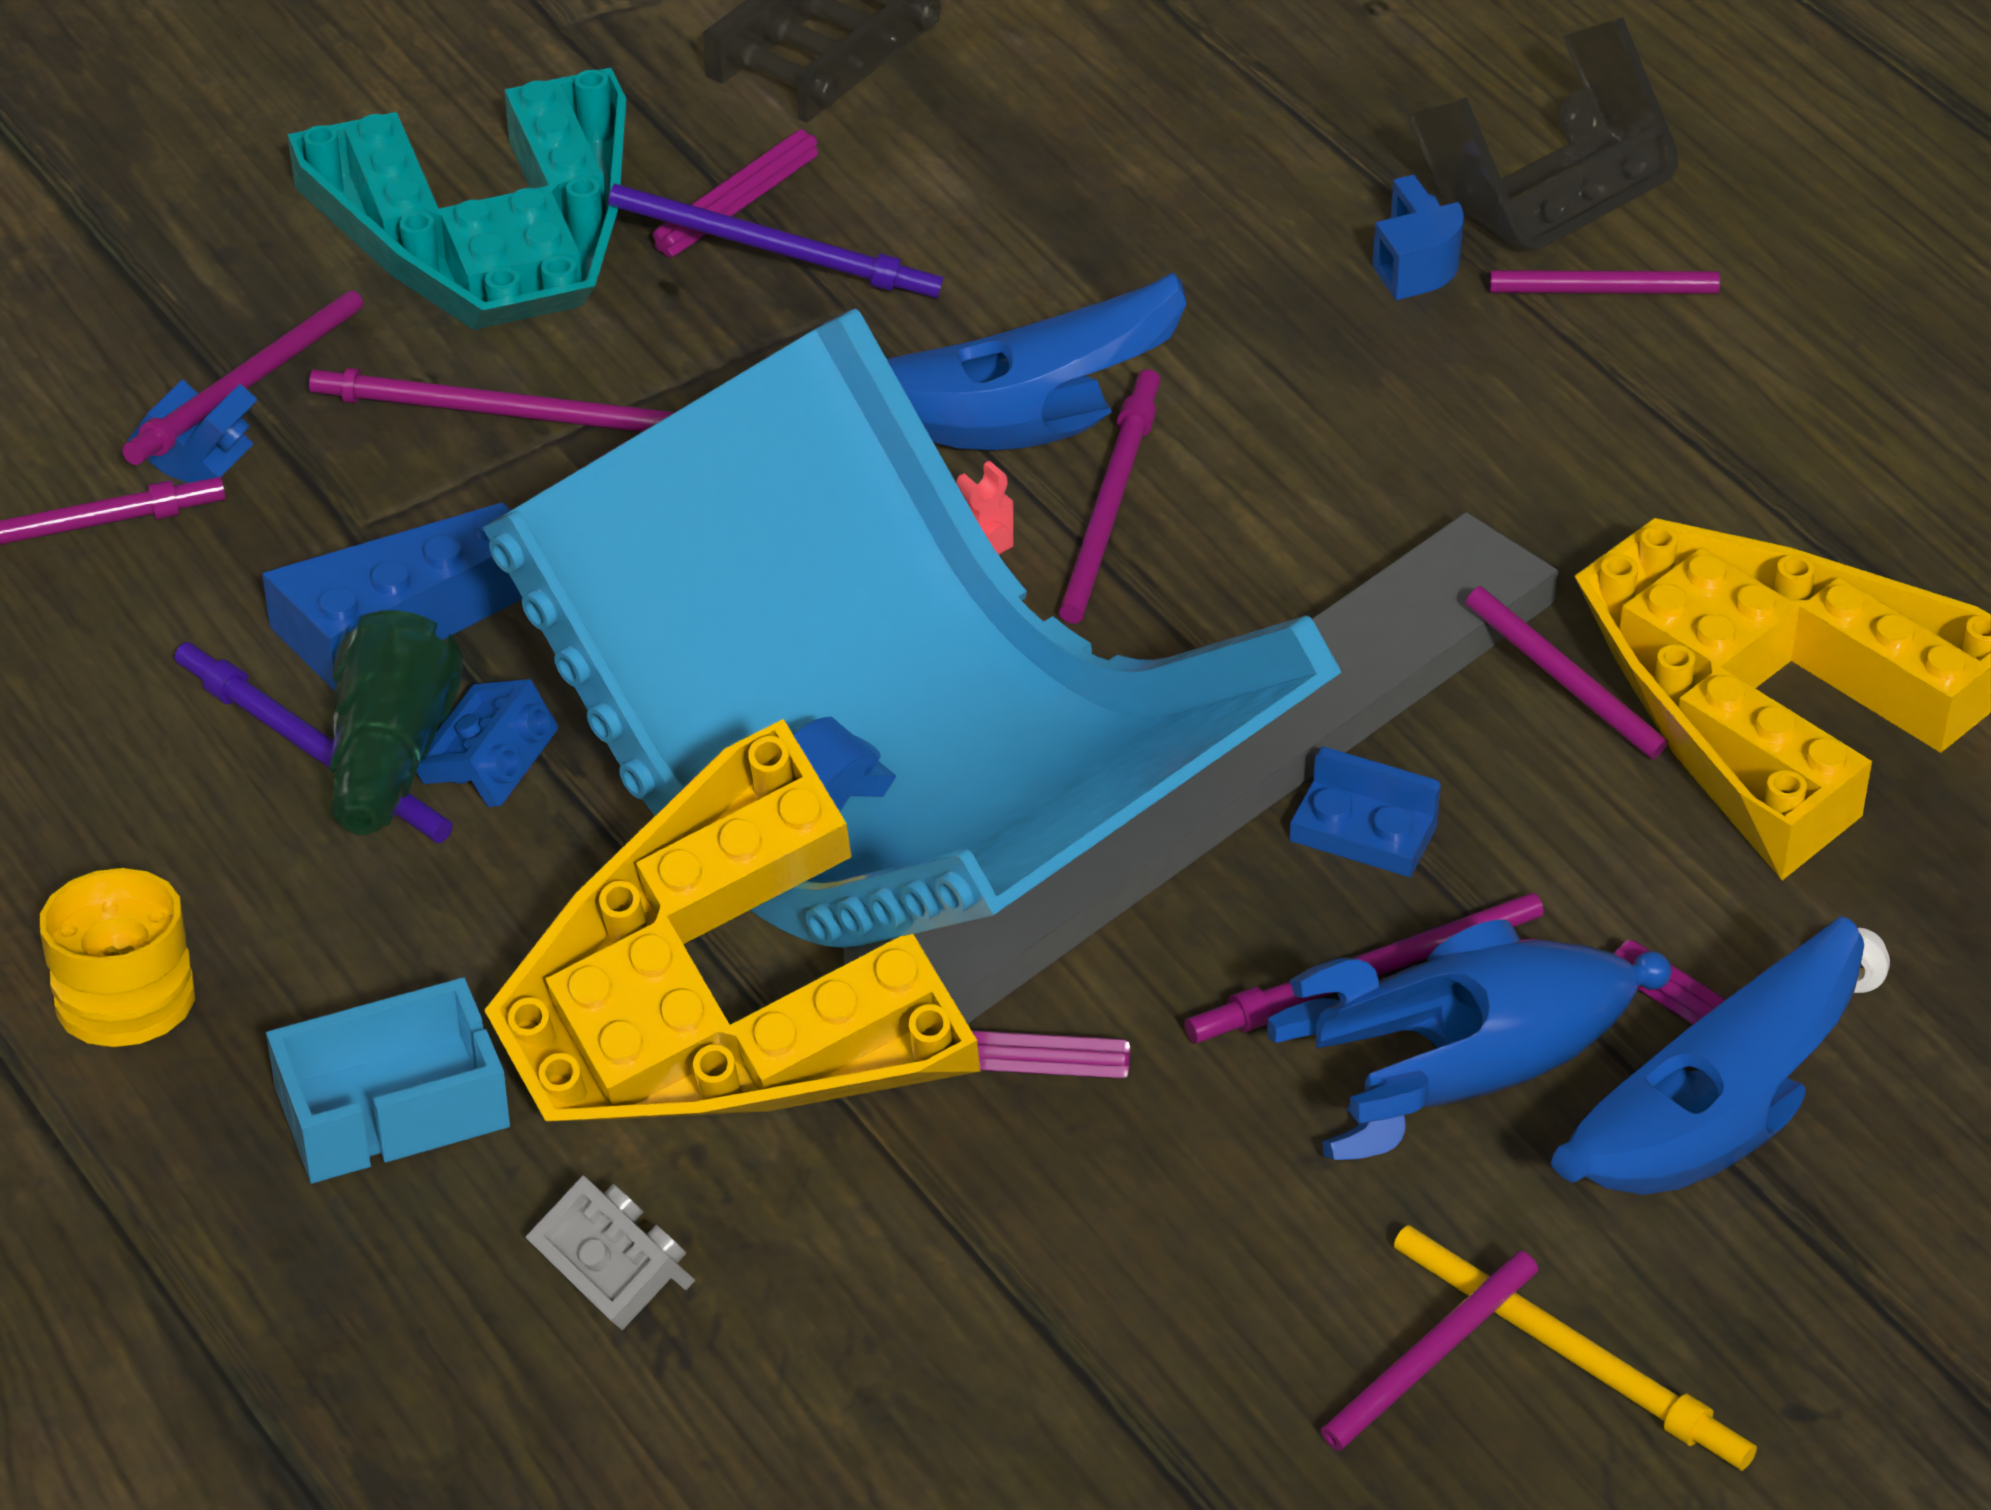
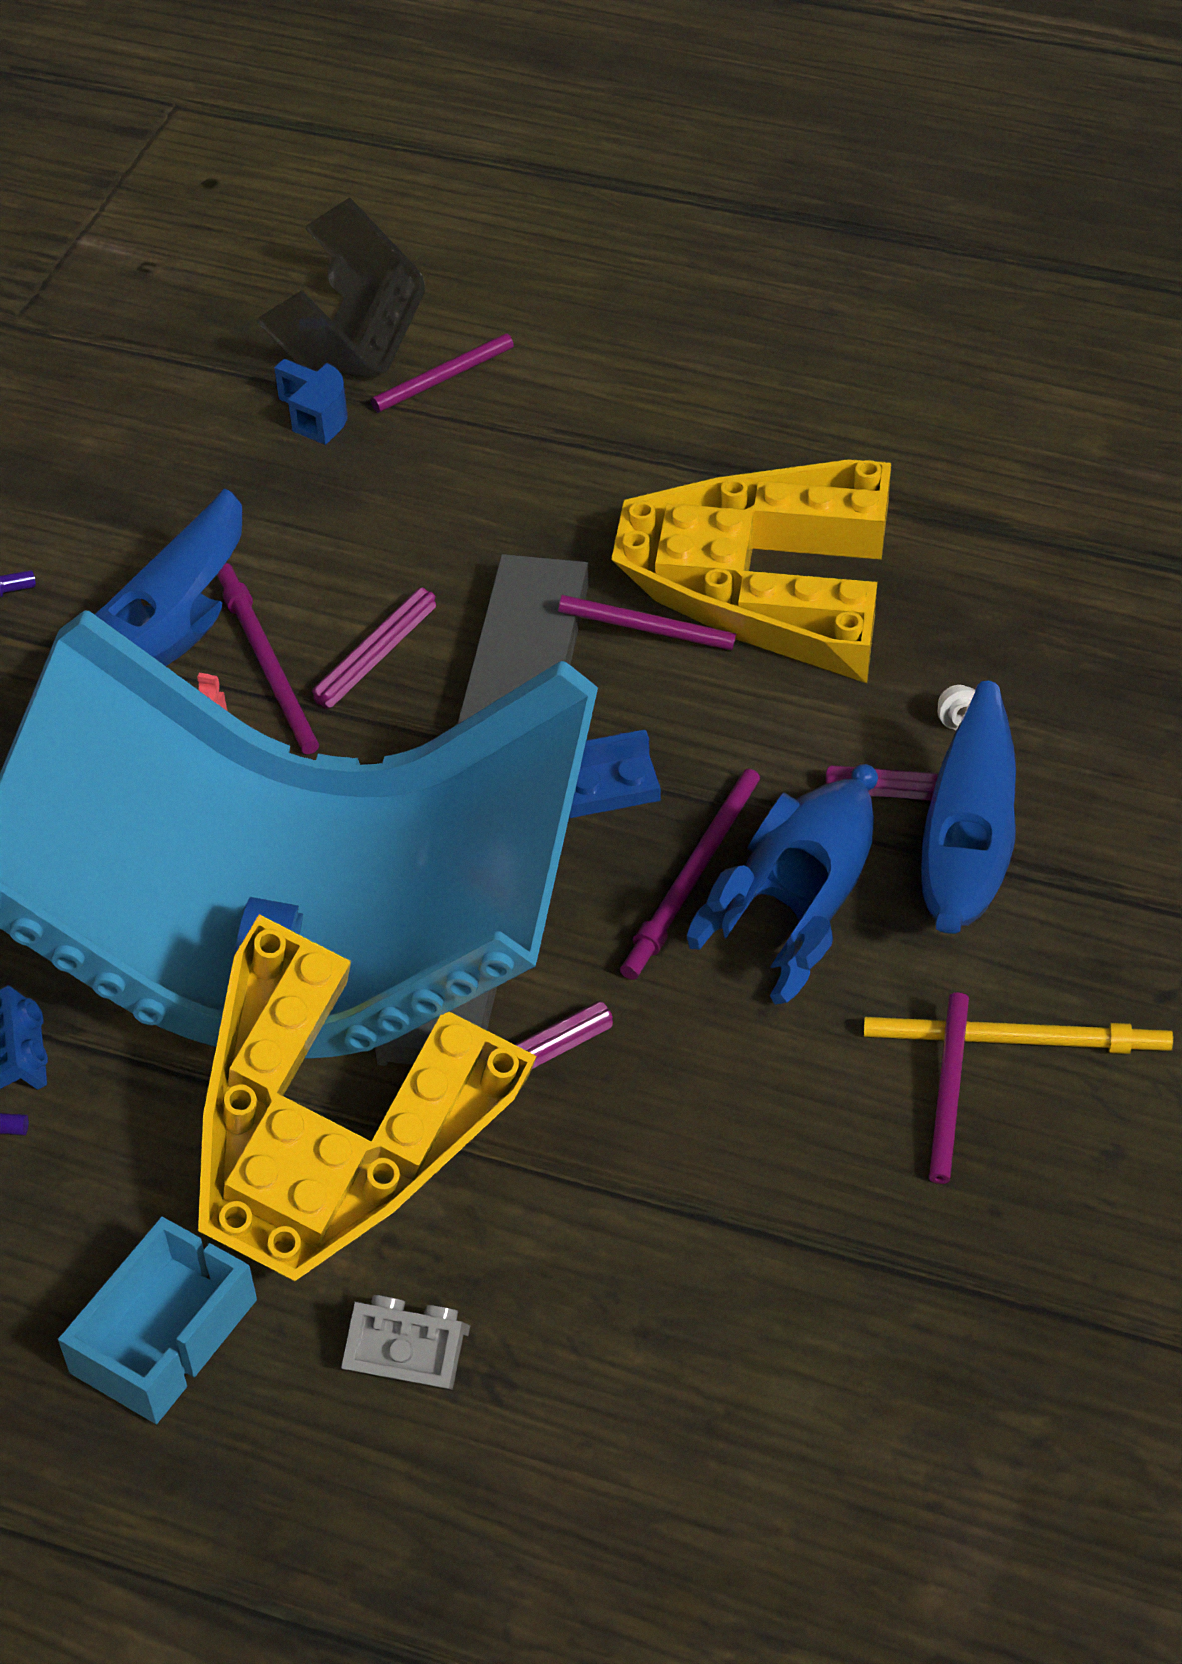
camera: 35 degrees left, 5 degrees up
(1238, 544) = (373, 648): none -> magenta axle

